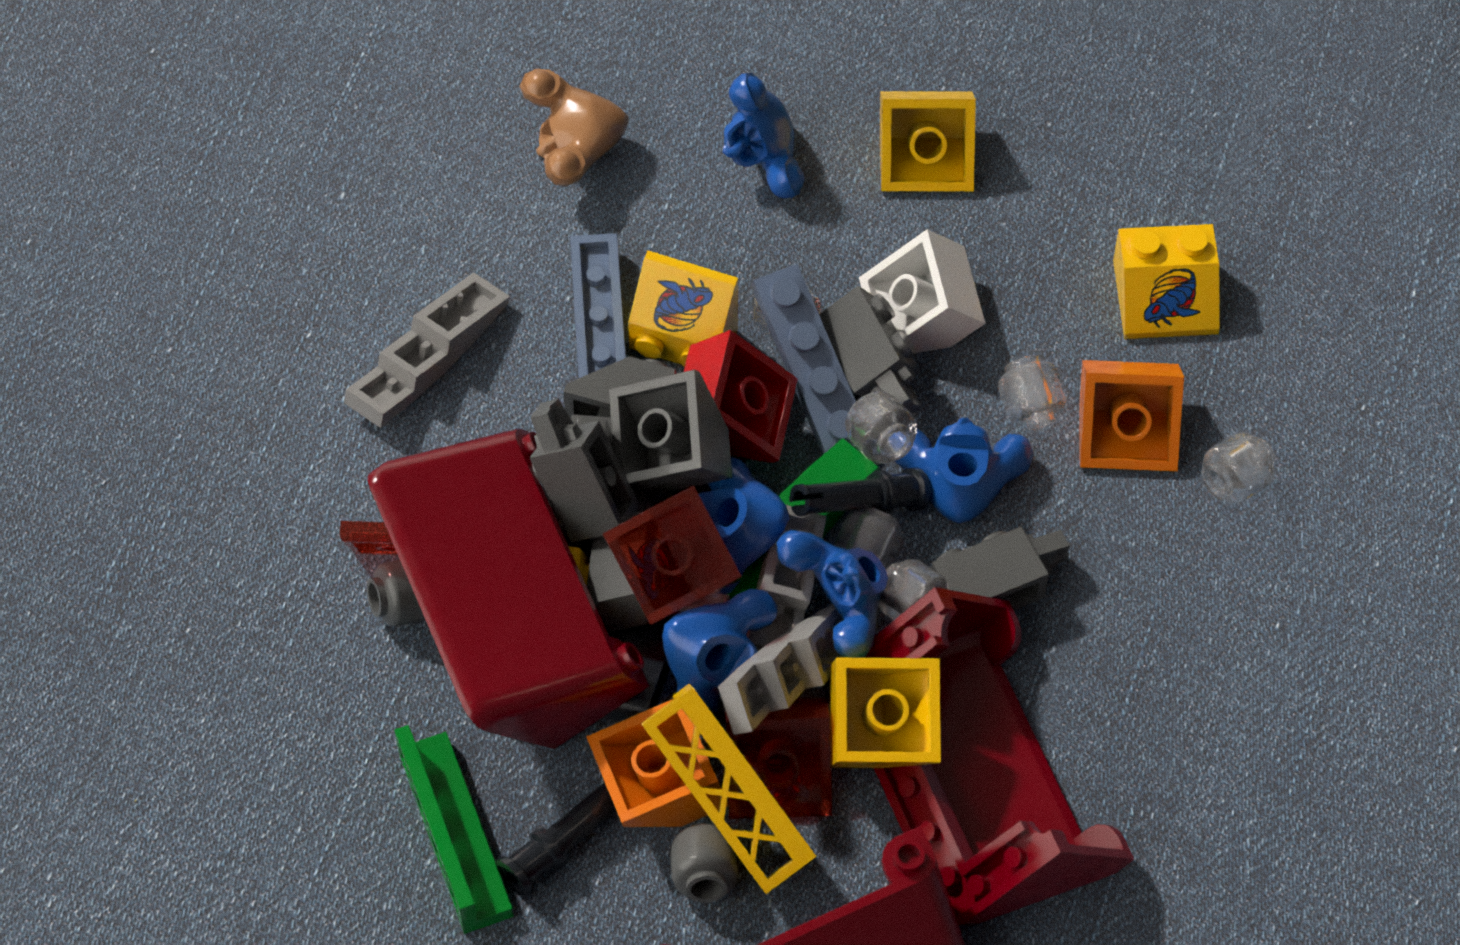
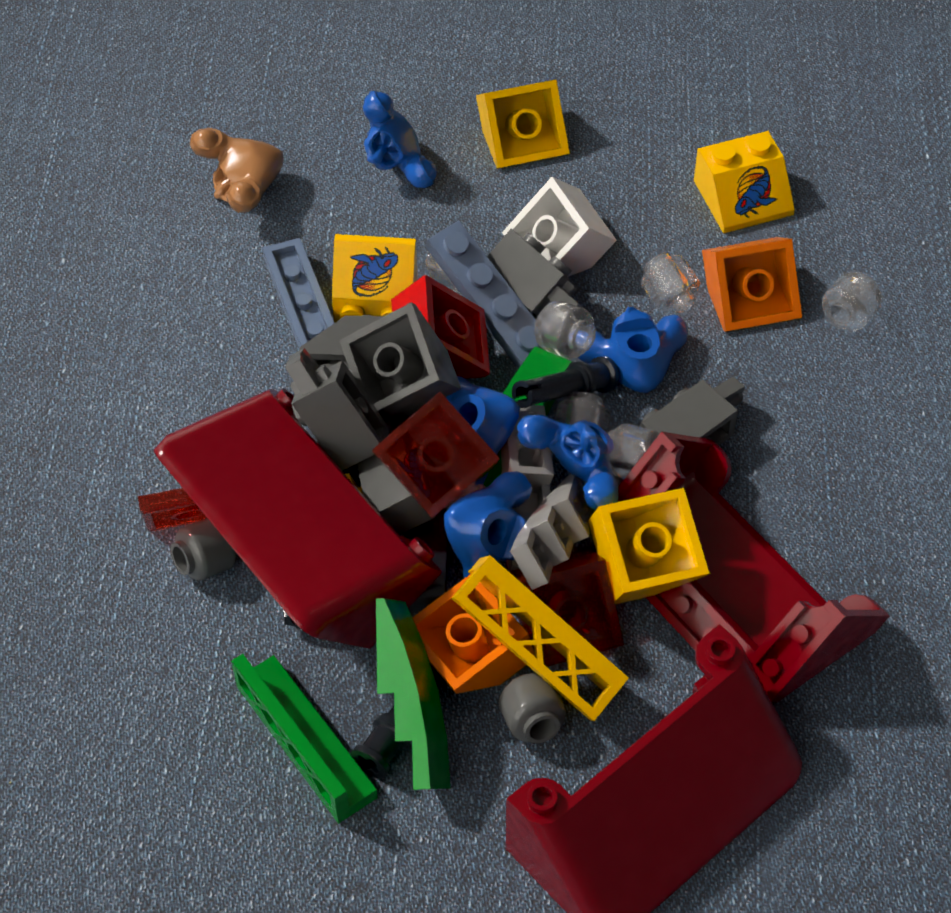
camera: 15 degrees left, 5 degrees down
(428, 350) = (169, 358): light grey slope -> none
(576, 794) = (407, 675): none -> green slope

